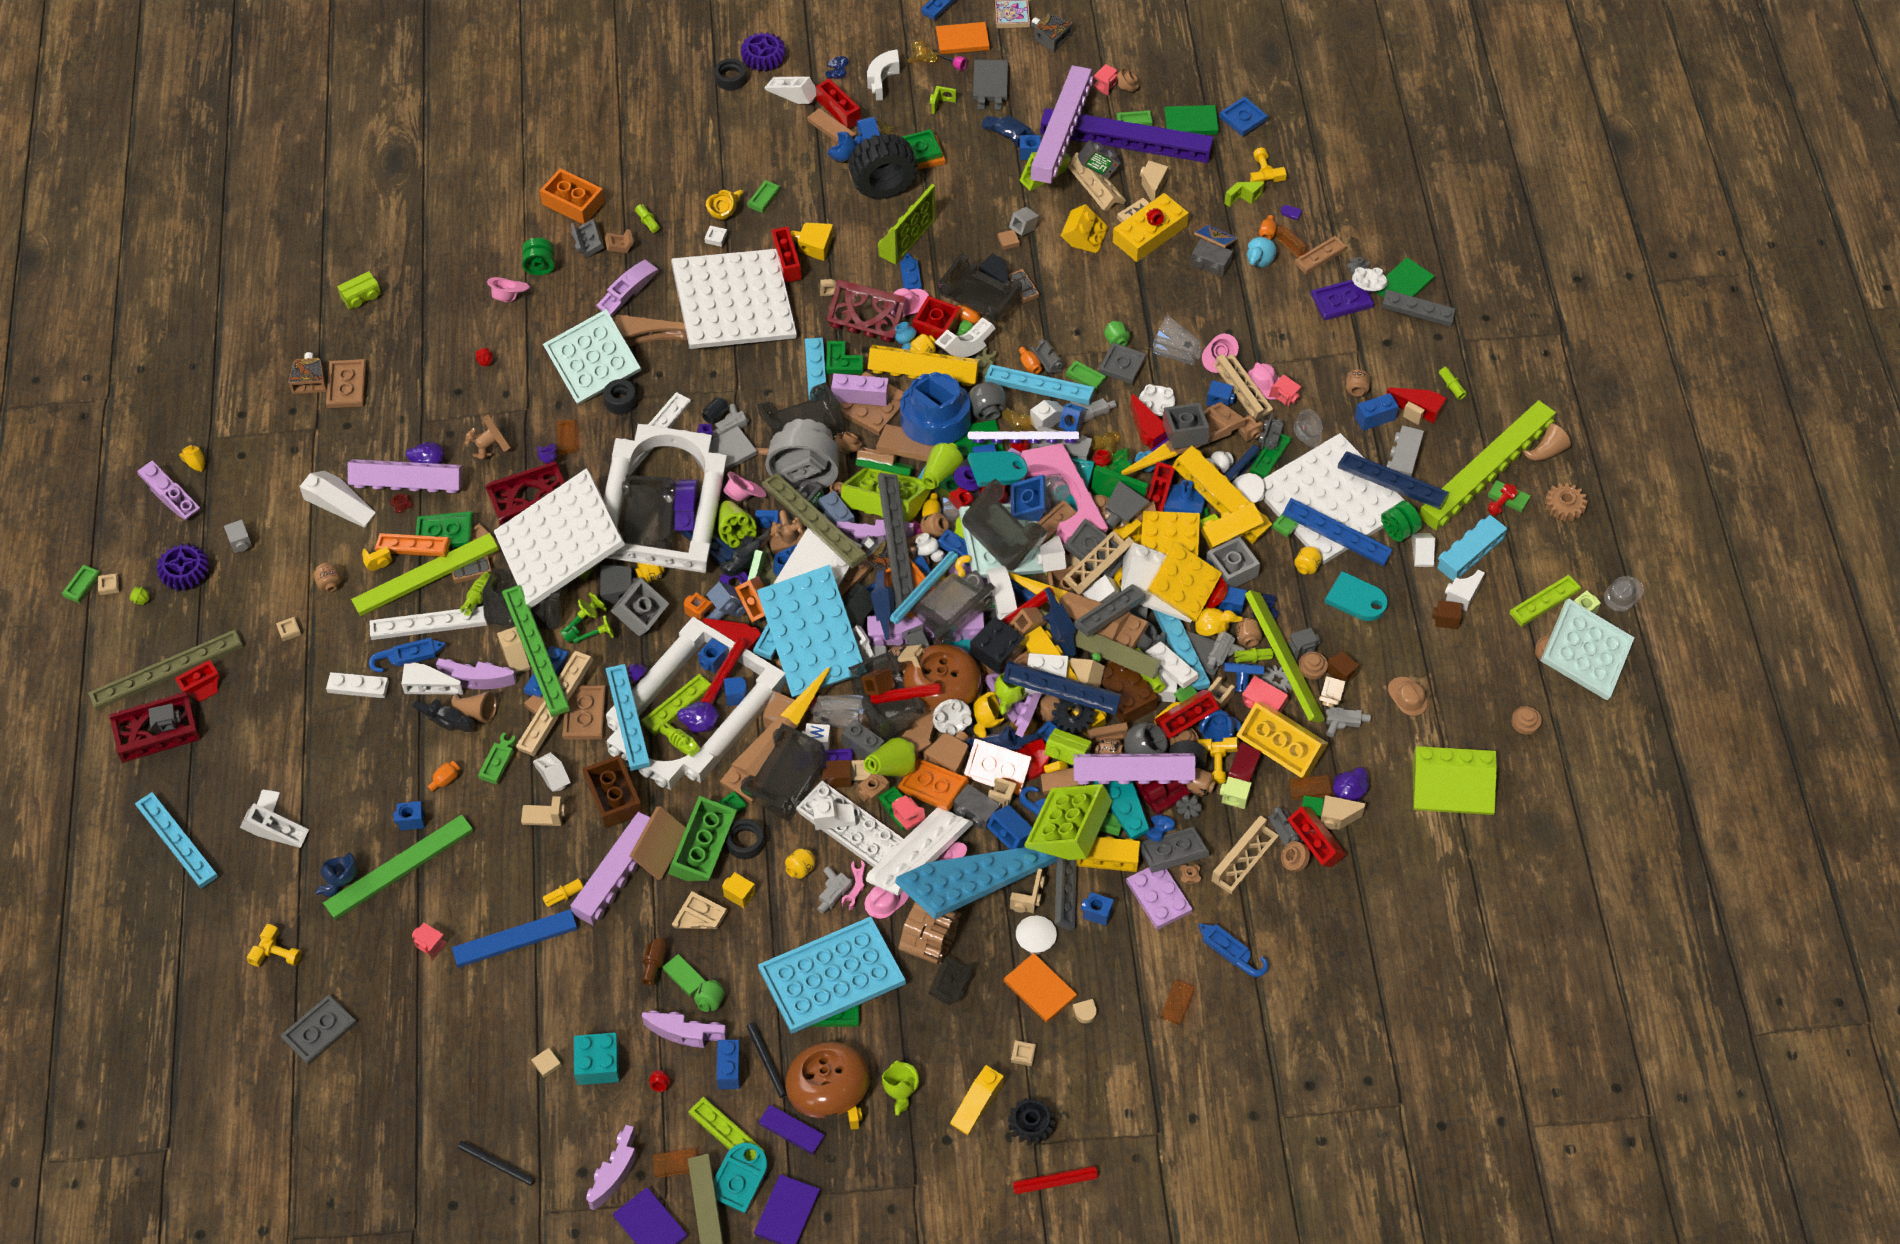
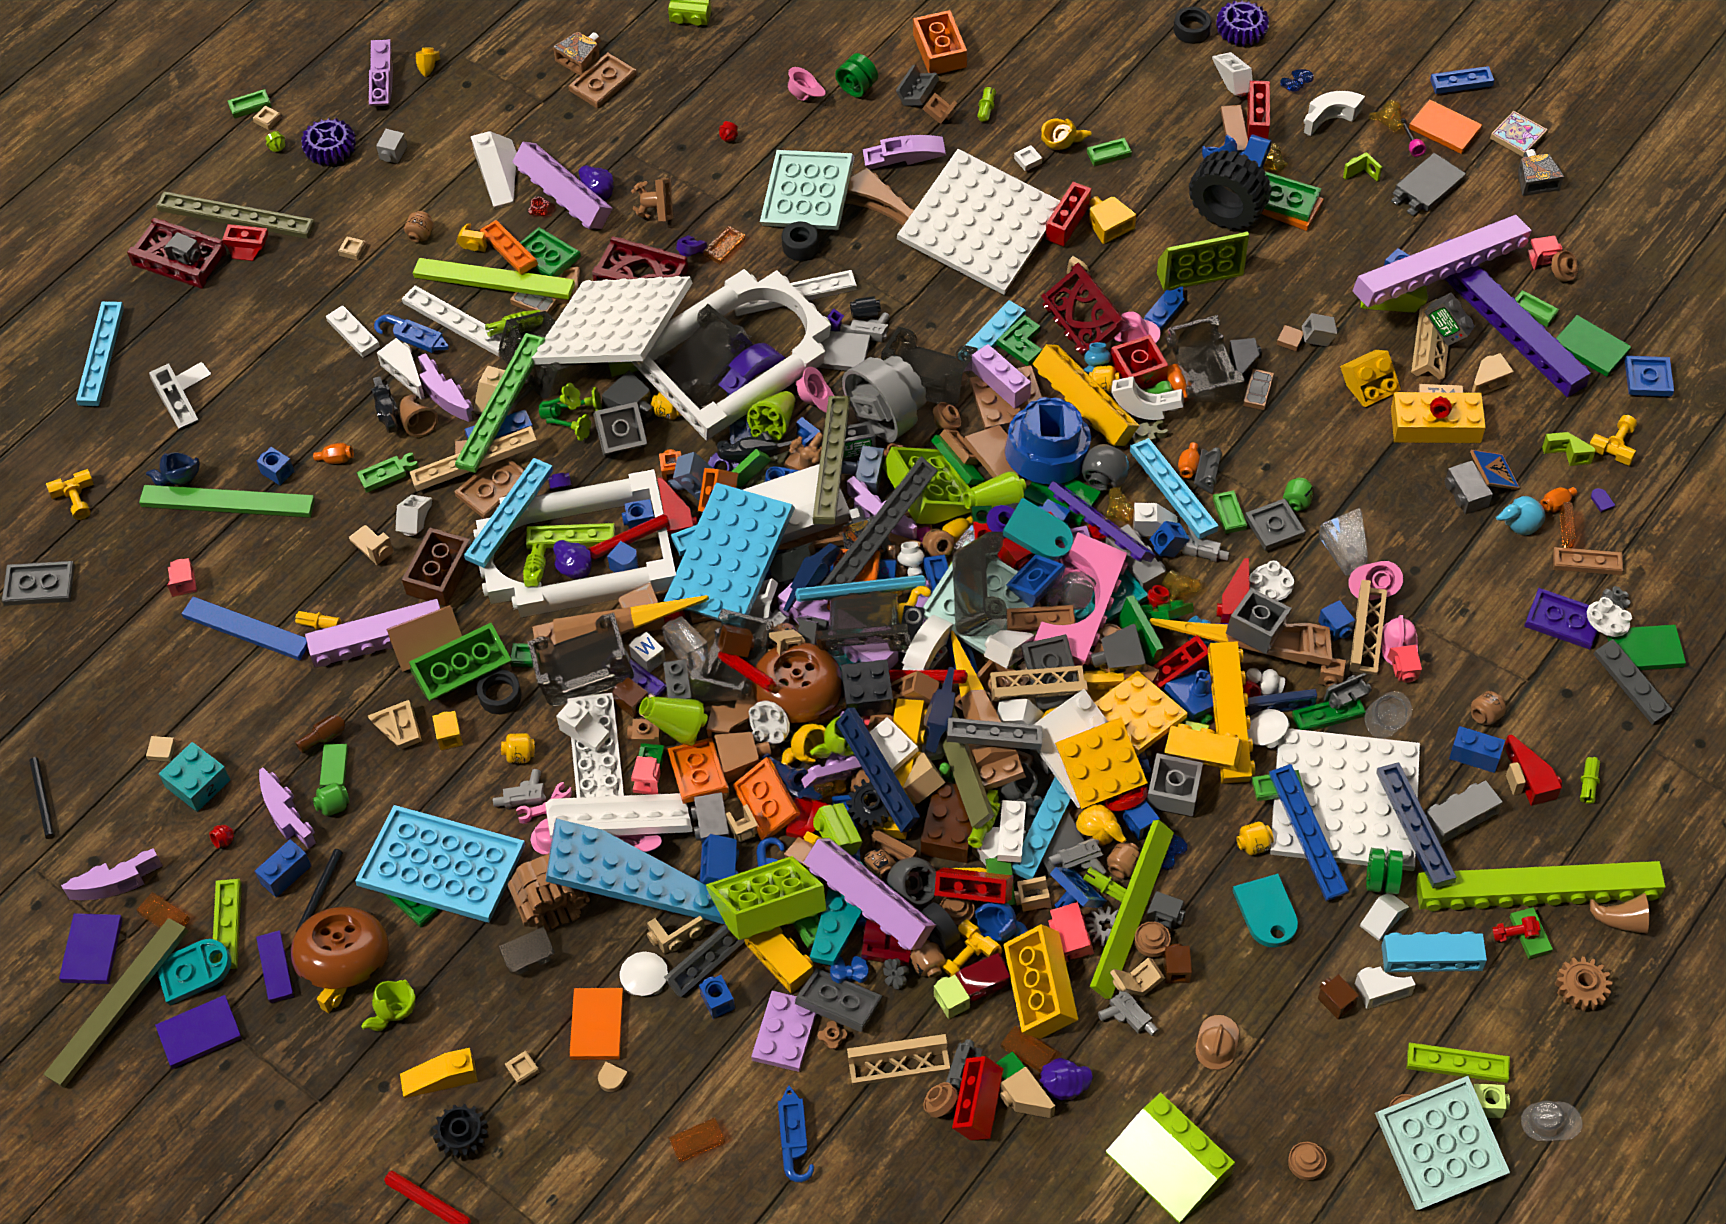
camera: 45 degrees right, 0 degrees up
(1007, 127) = (1395, 232): dark blue animal -> none

